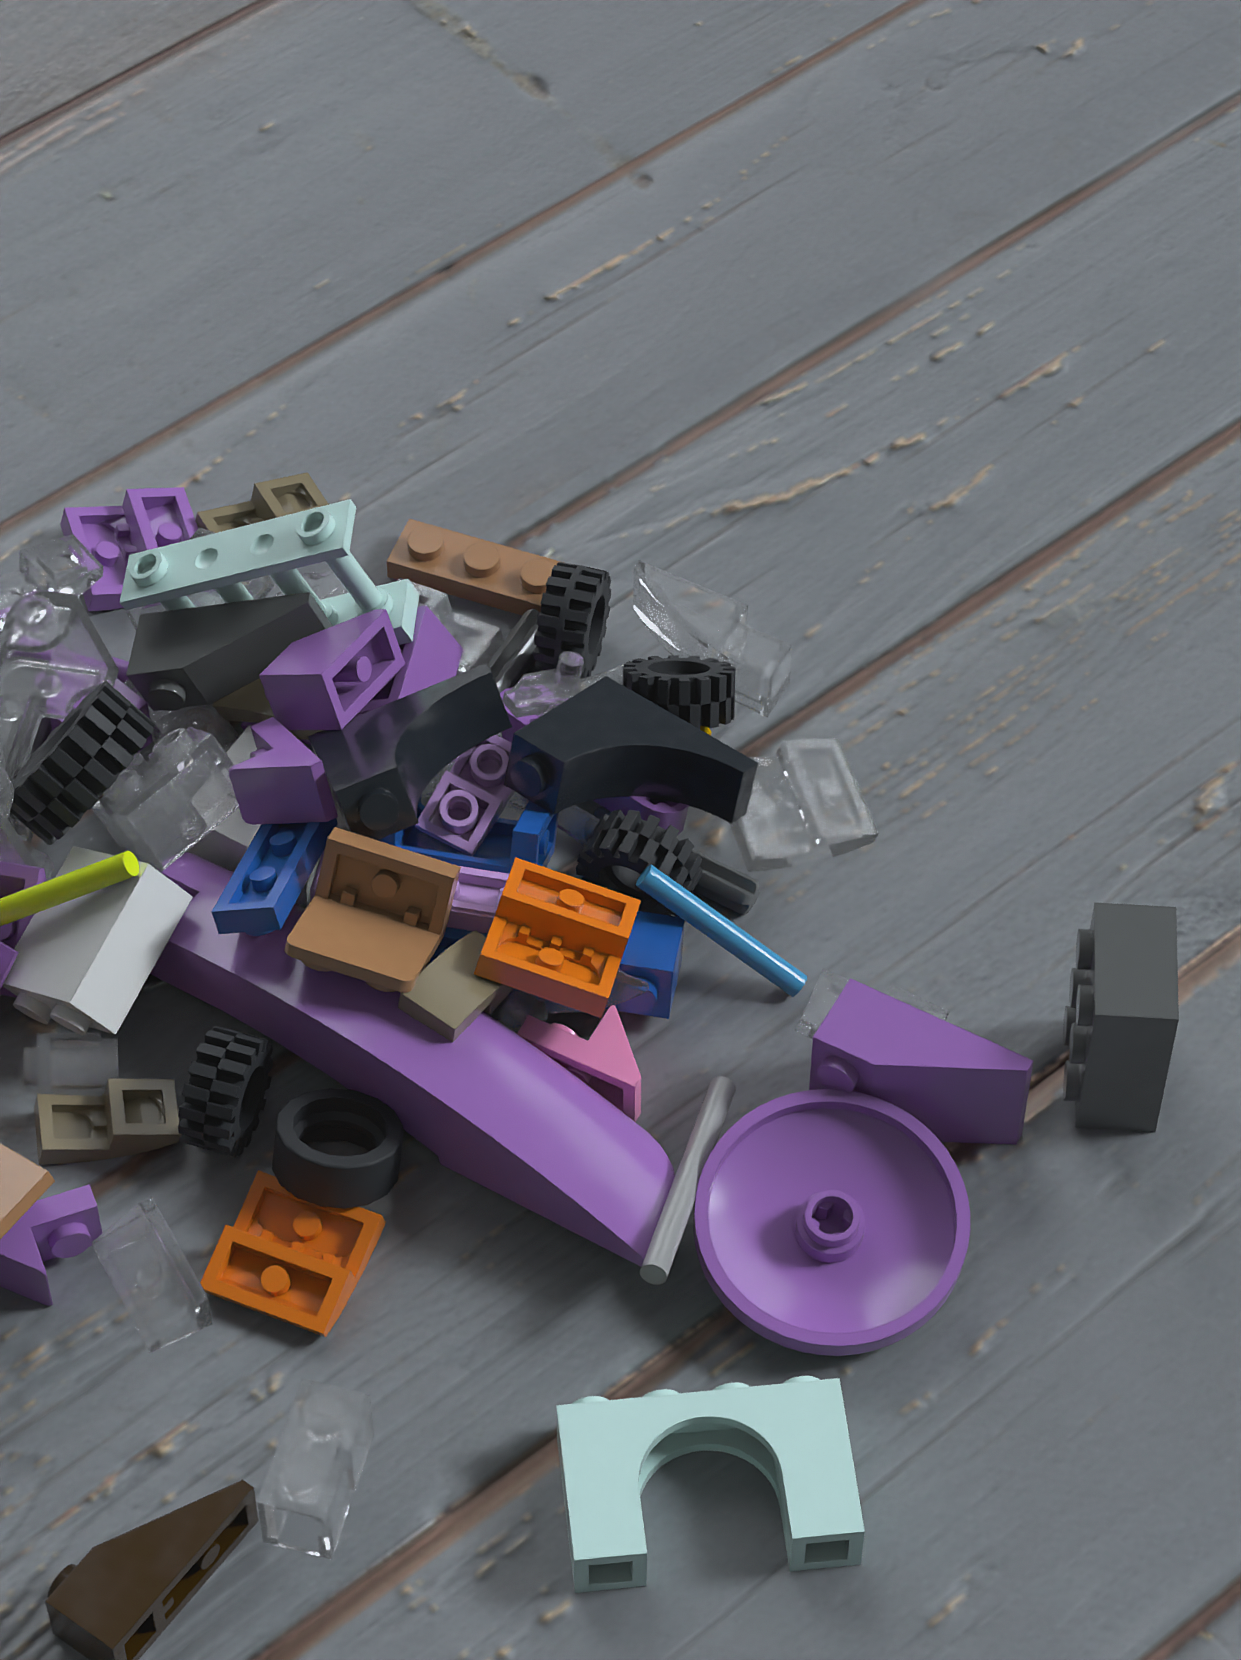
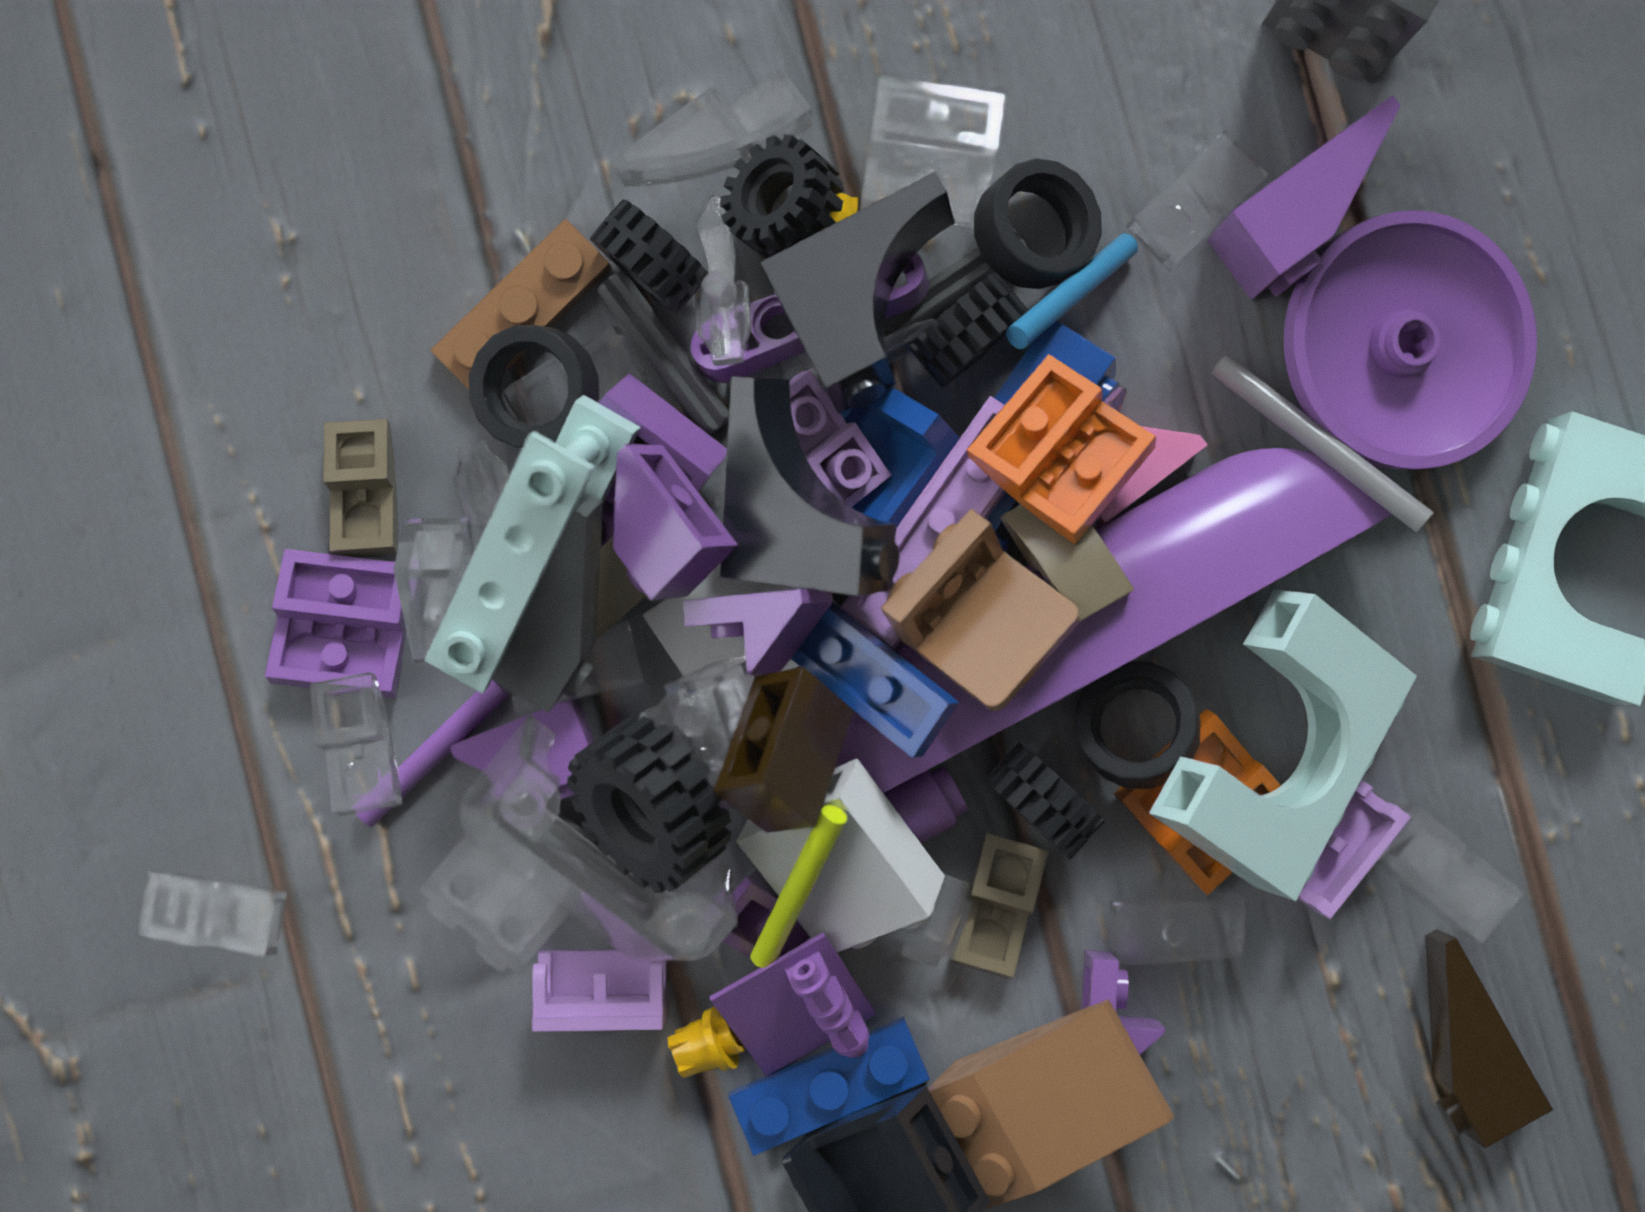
camera: 60 degrees left, 35 degrees up
(172, 815) = (784, 750): none -> dark brown brick
(172, 1014) = (928, 803): none -> medium lavender brick
(269, 1372) = (1352, 850): none -> lavender hinge
(420, 549) = (490, 365): none -> black tyre
(458, 1311) = (1350, 702): none -> light aqua arch
(799, 857) = (1070, 199): none -> black tyre

